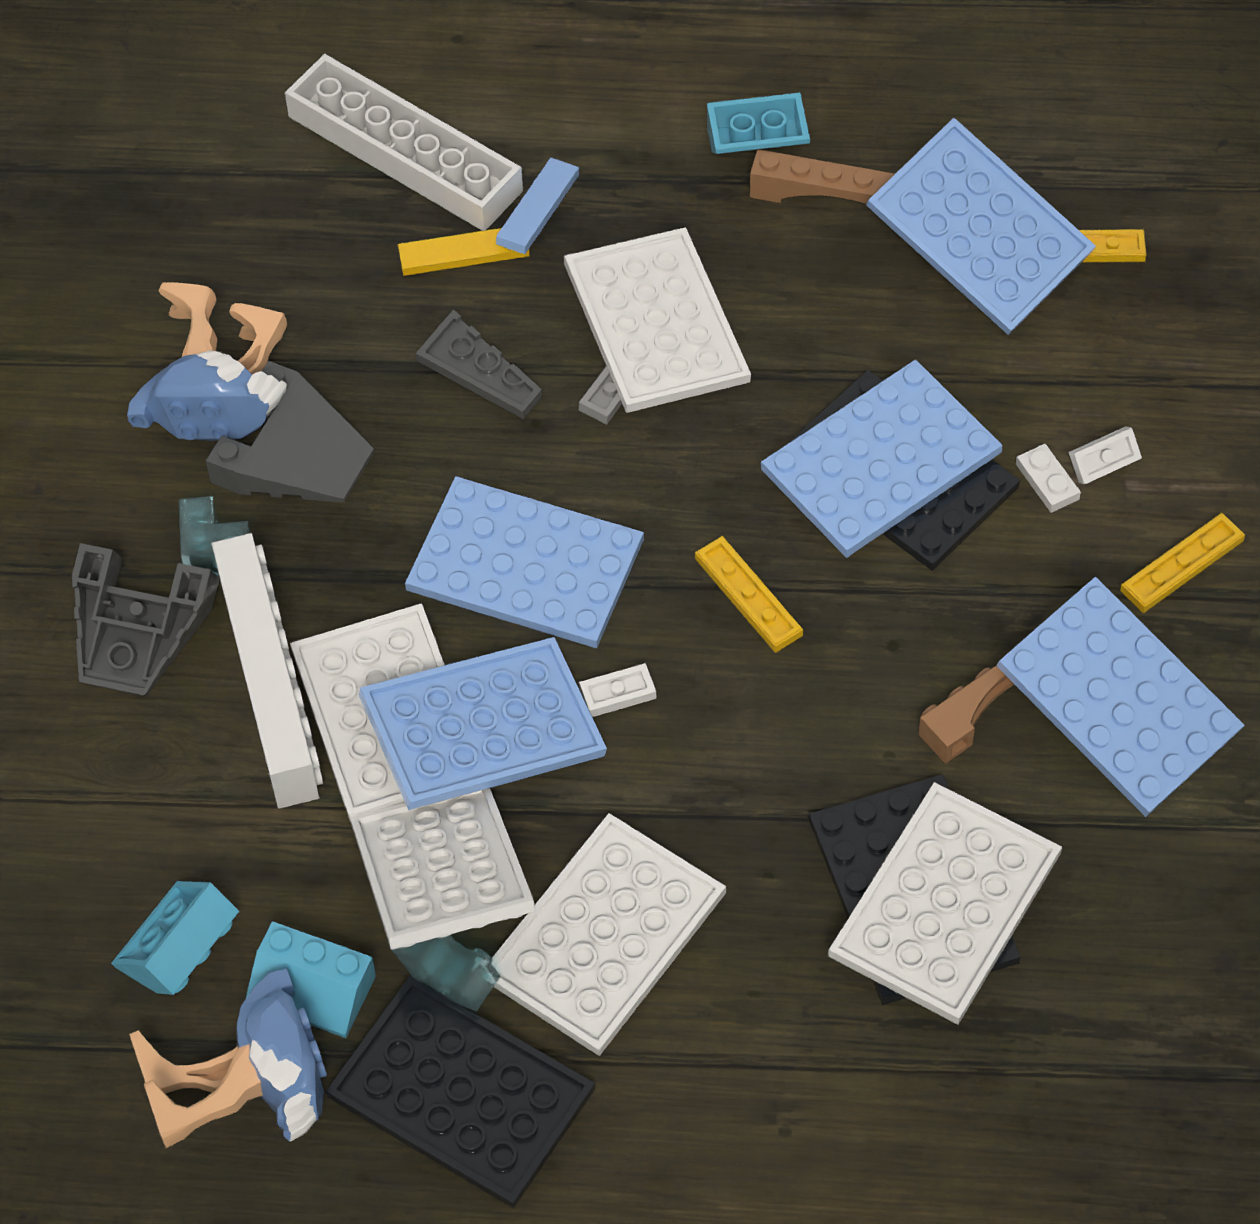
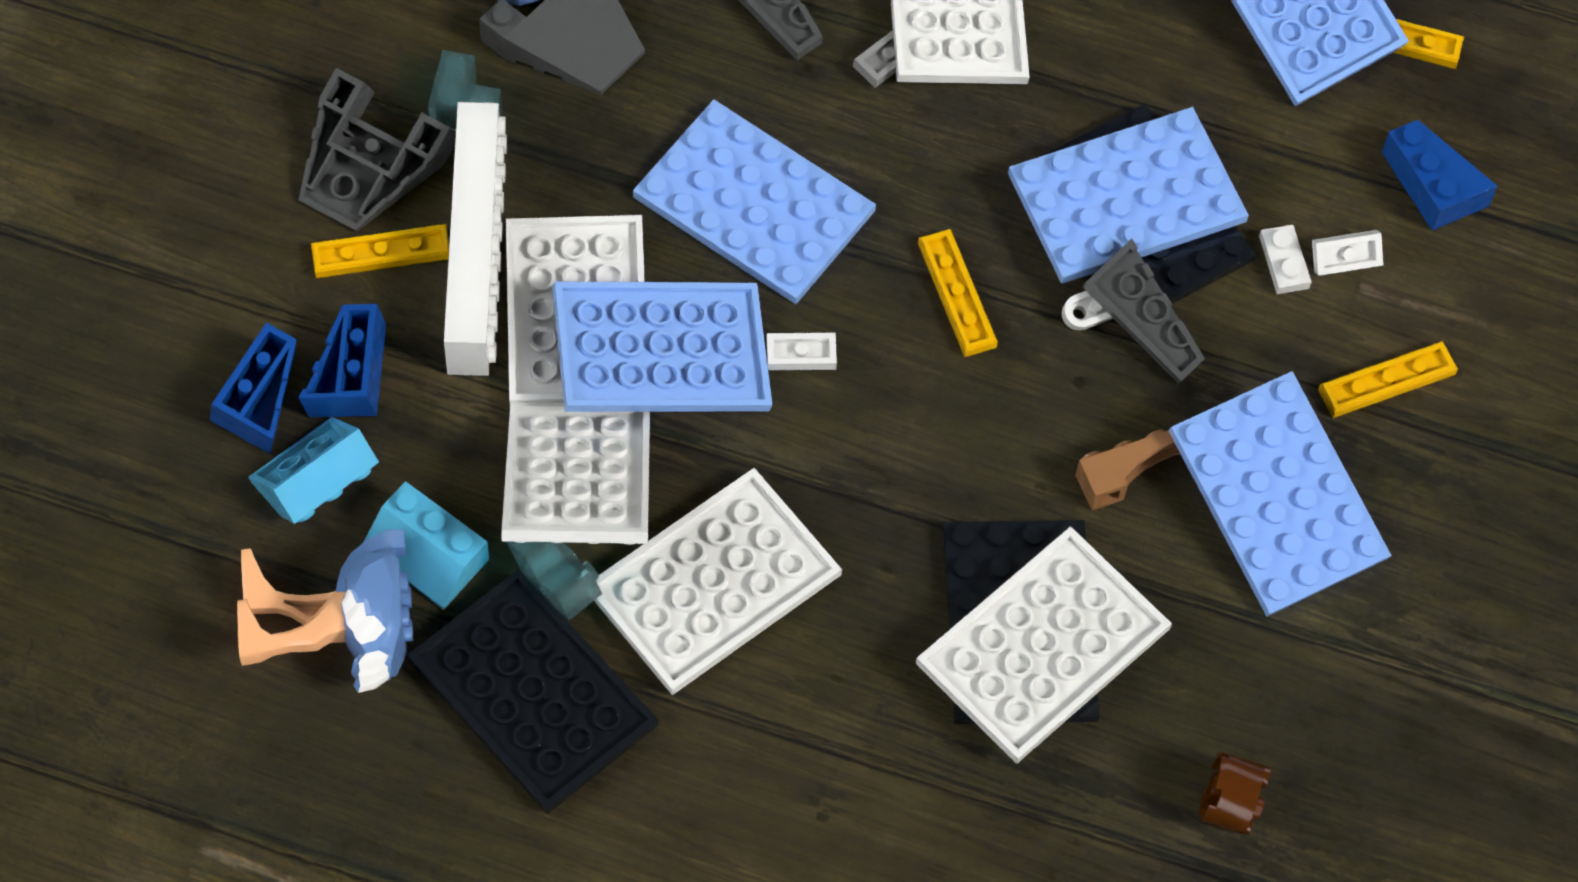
camera: 10 degrees right, 5 degrees up
(95, 875) = (256, 389): none -> blue wedge
(175, 708) = (380, 251): none -> yellow tile
(181, 826) = (350, 367): none -> blue wedge
(883, 572) = (1091, 309): none -> white plate
(924, 555) = (1139, 306): none -> dark grey wing
(1162, 361) = (1436, 175): none -> blue wedge
(1176, 992) = (1234, 793): none -> reddish brown brick

